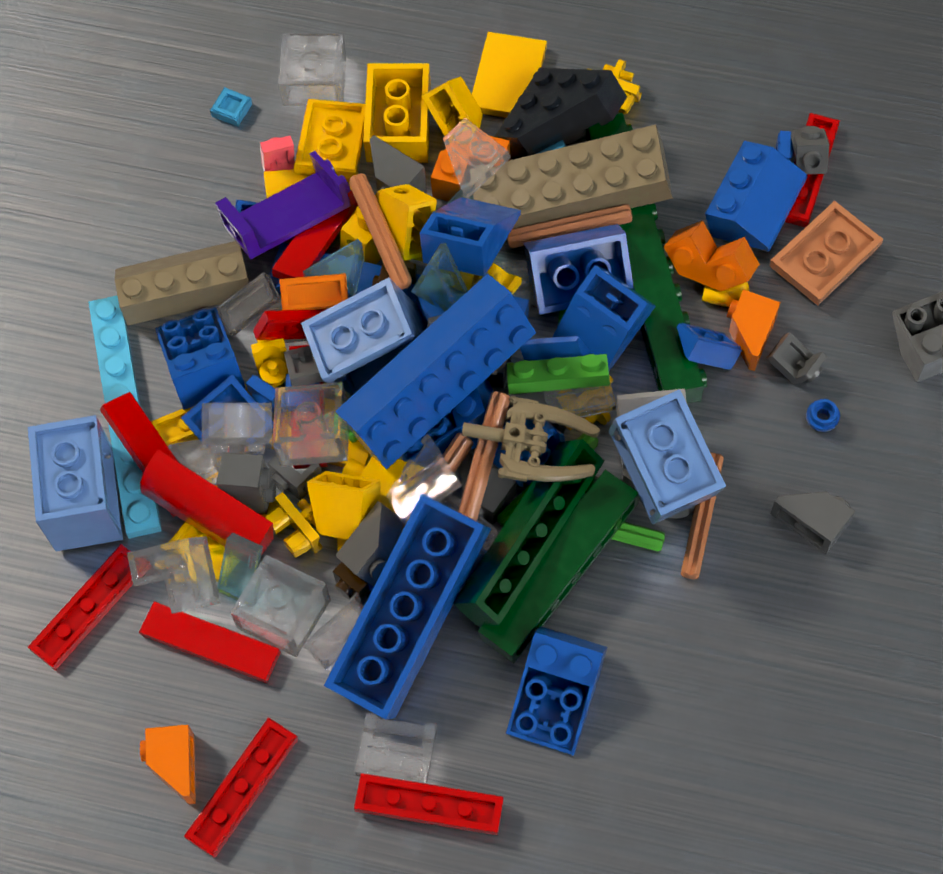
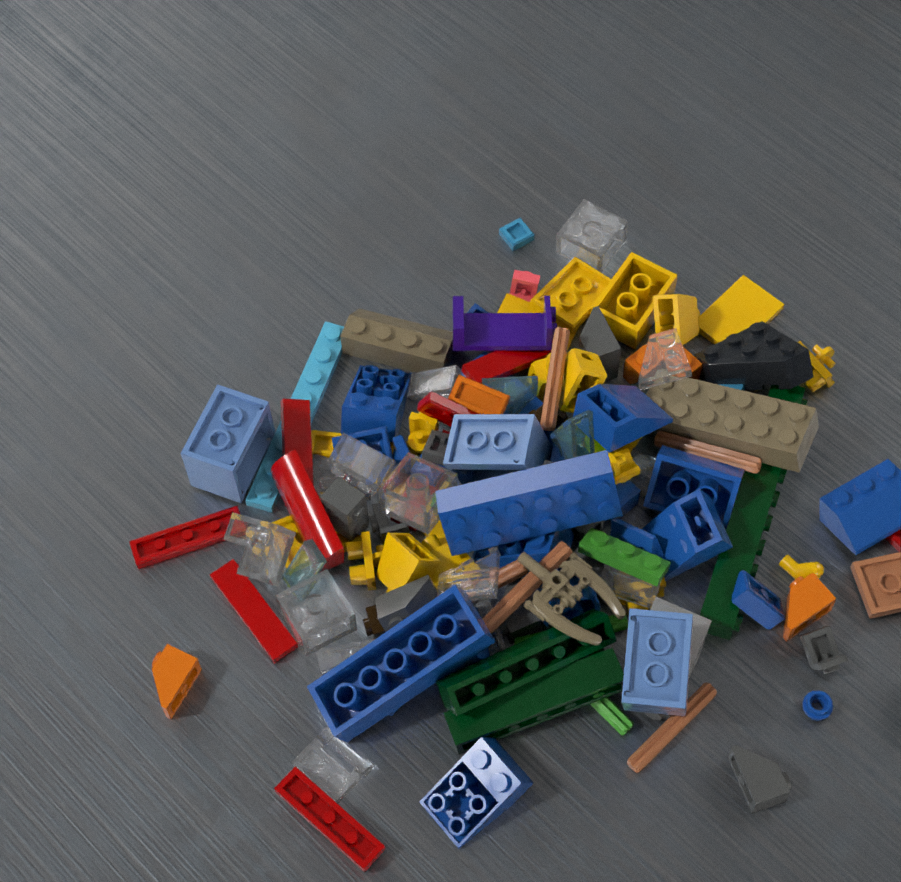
camera: 30 degrees right, 5 degrees down
(241, 787) = (208, 726): red tile -> none
(701, 260) = (797, 534): orange brick -> none

